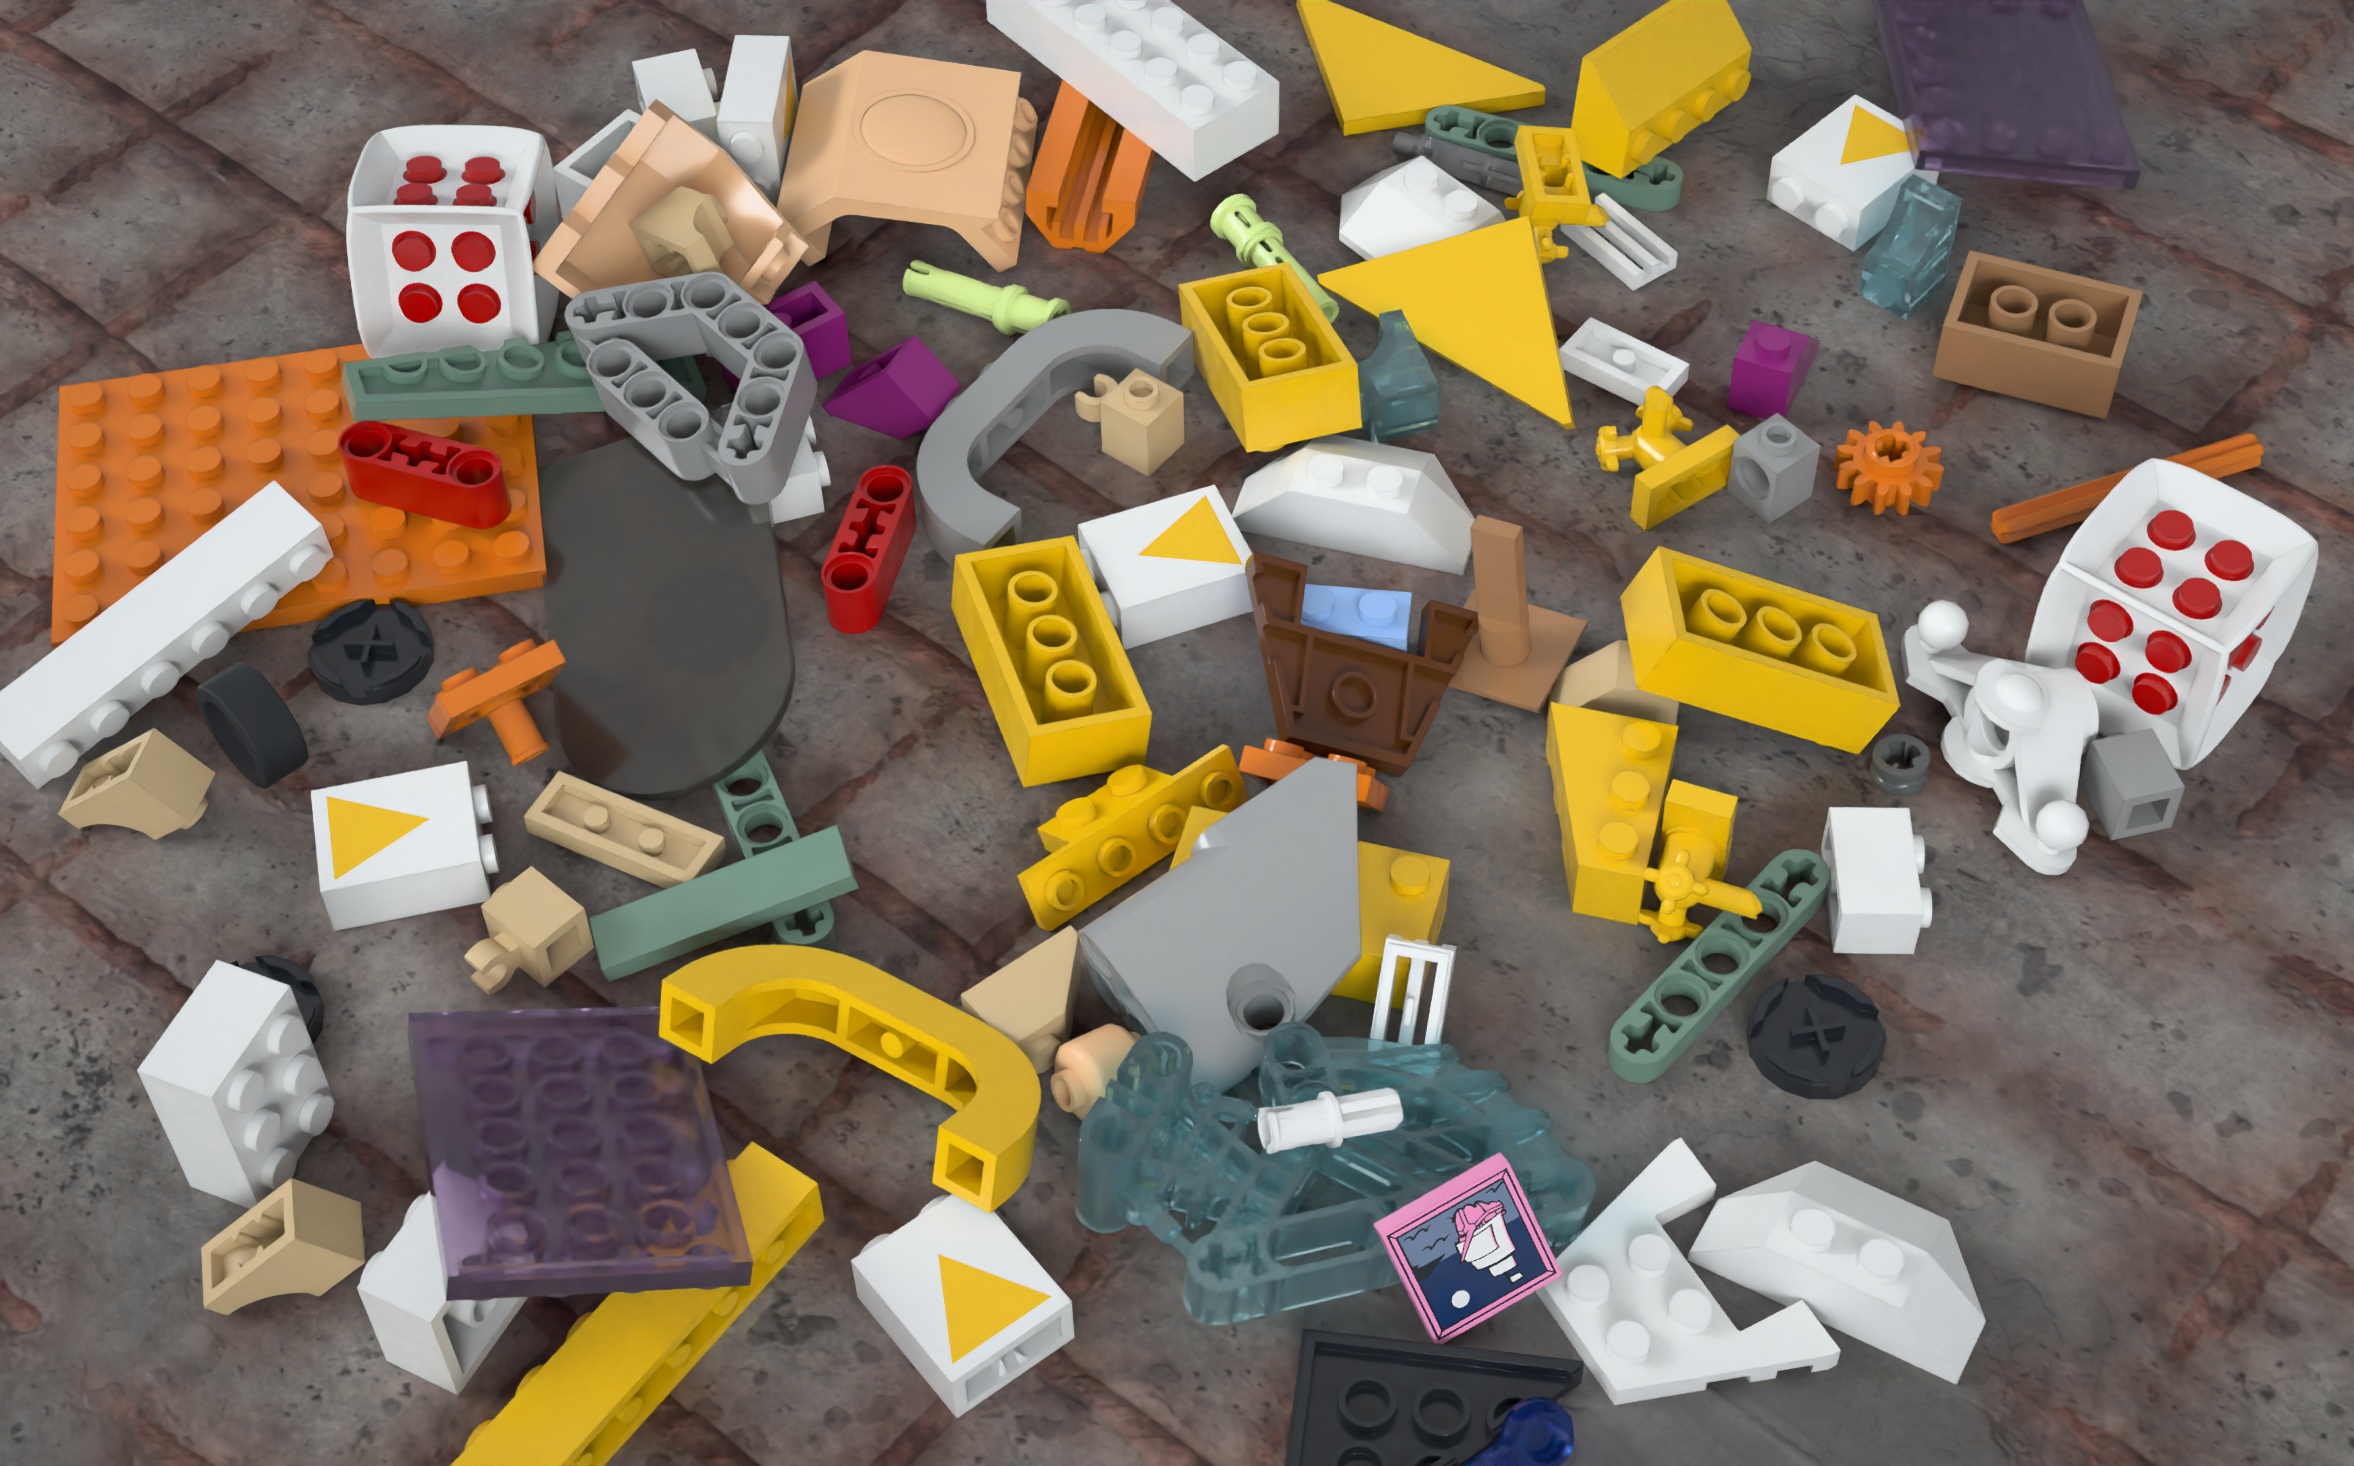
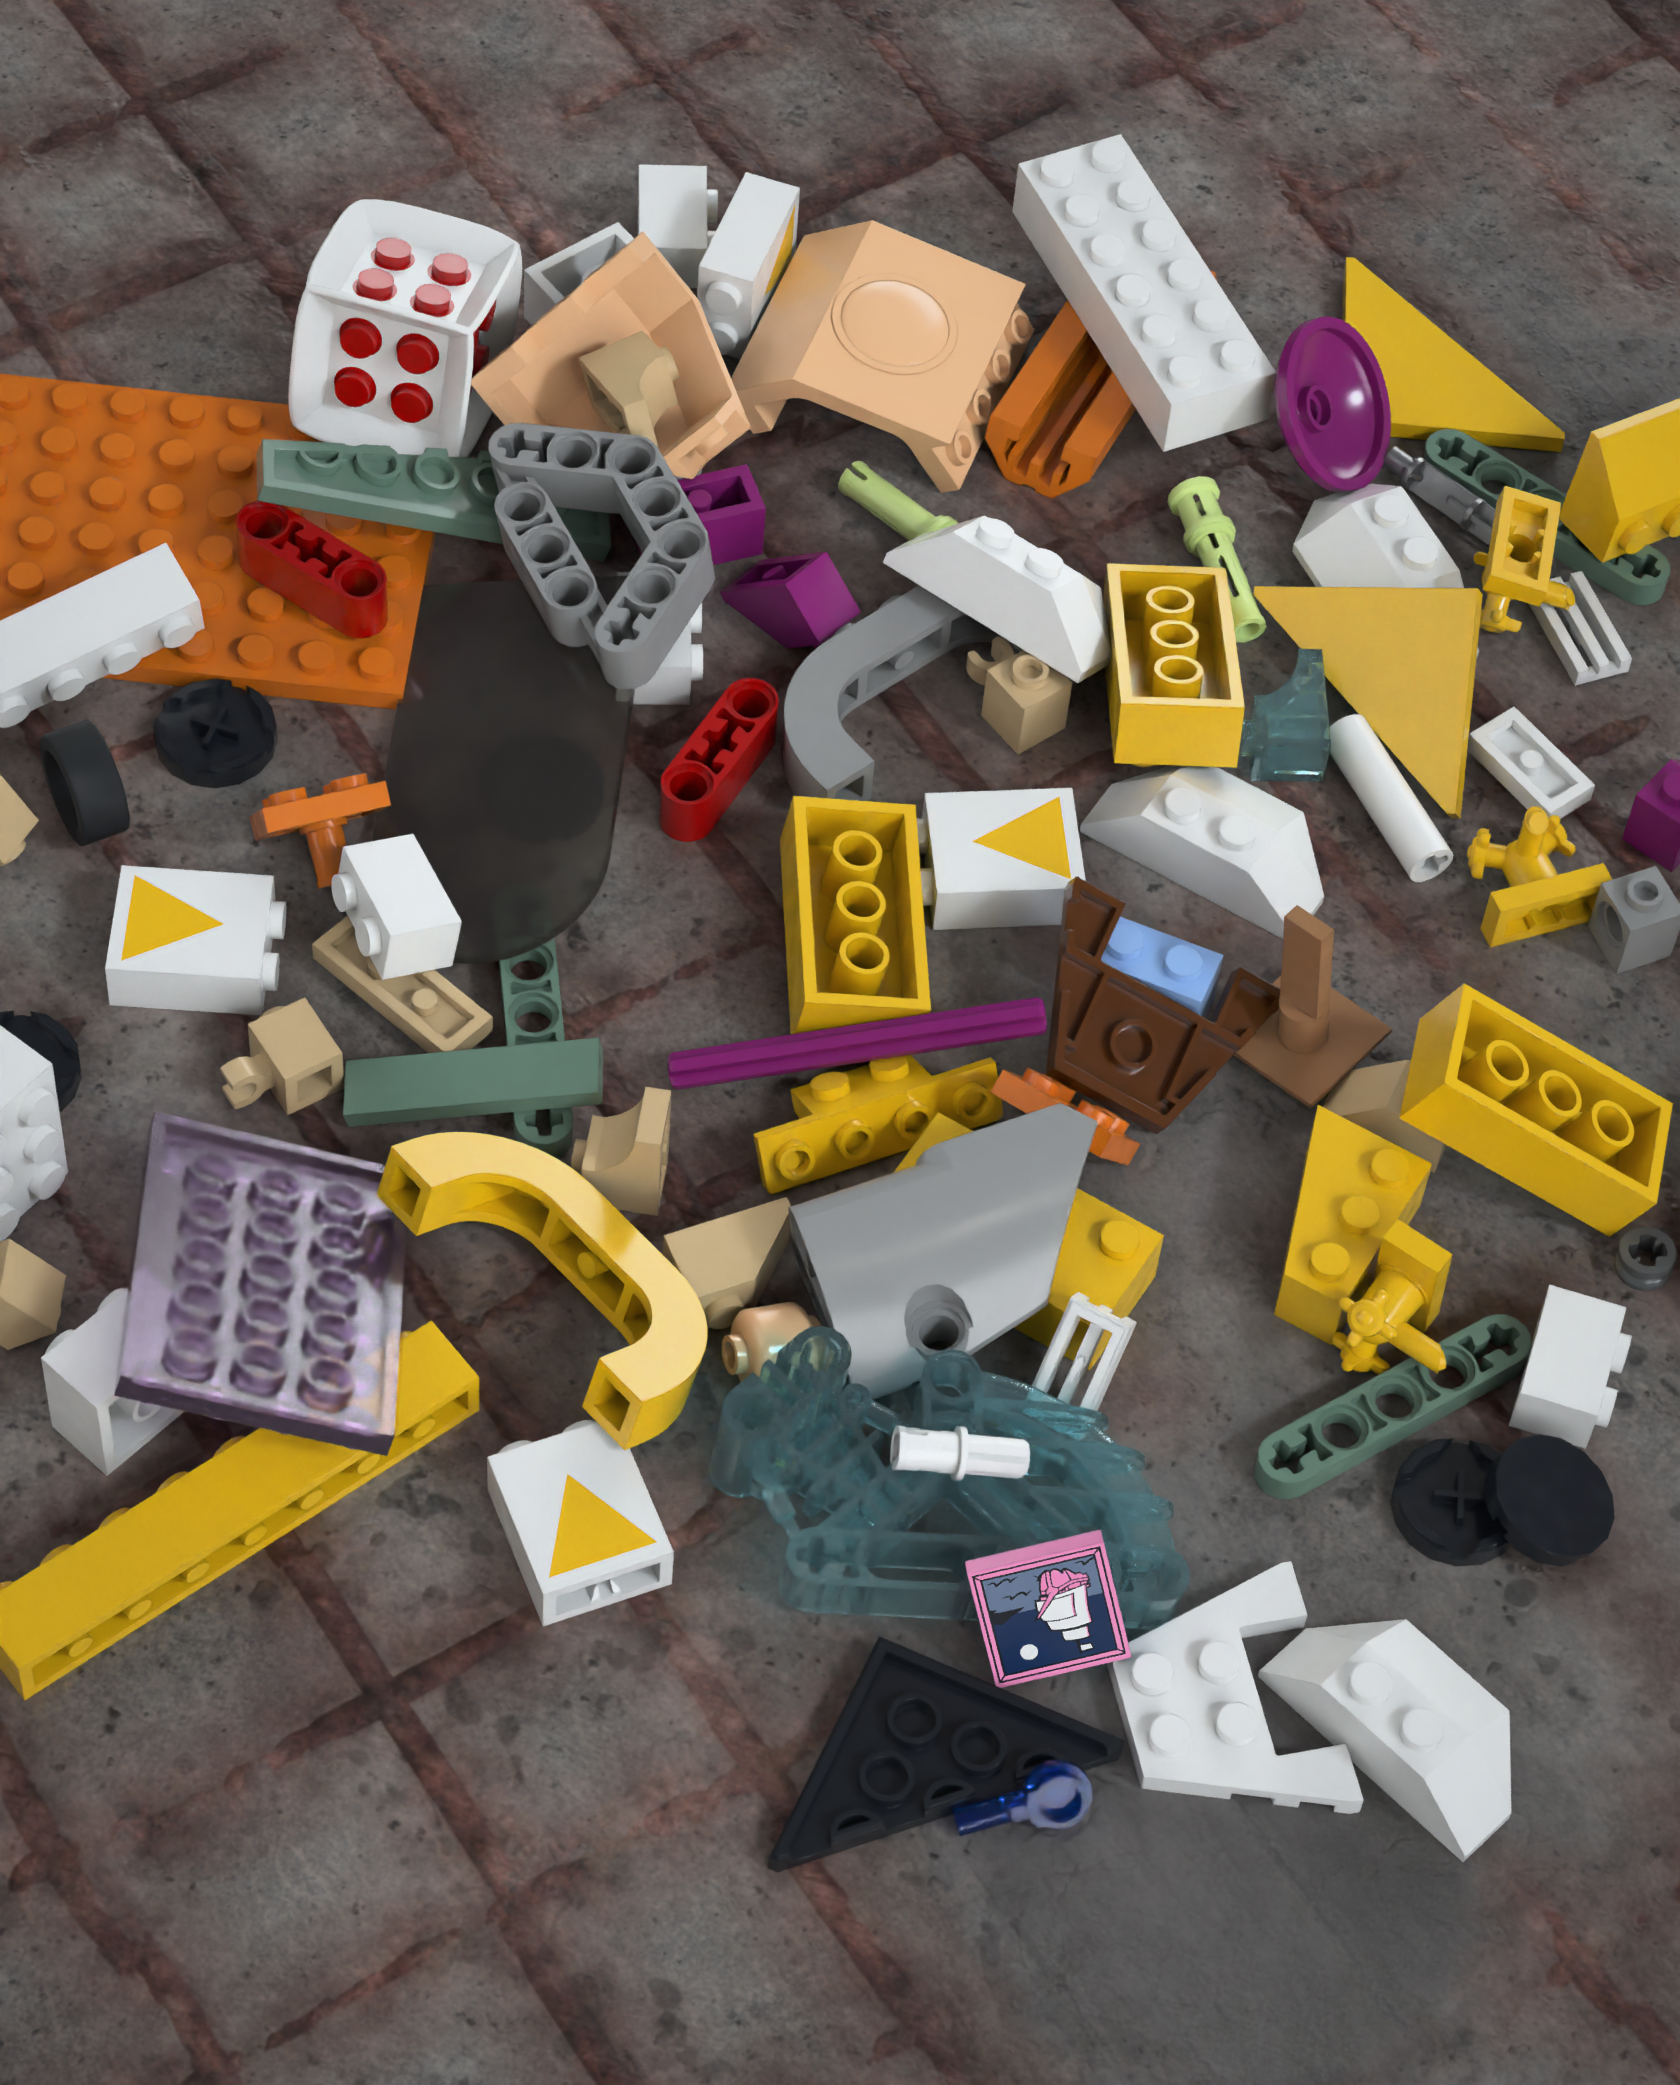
camera: 10 degrees right, 5 degrees up
(598, 757) = (396, 906): none -> white brick
(899, 926) = (629, 1154): none -> tan arch
(1088, 766) = (857, 1043): none -> magenta axle
(1101, 323) = (1012, 591): none -> white wedge
(1334, 103) = (1332, 404): none -> magenta dish
(1508, 425) = (1388, 799): none -> white piece
(1905, 1008) = (1549, 1500): none -> black tile

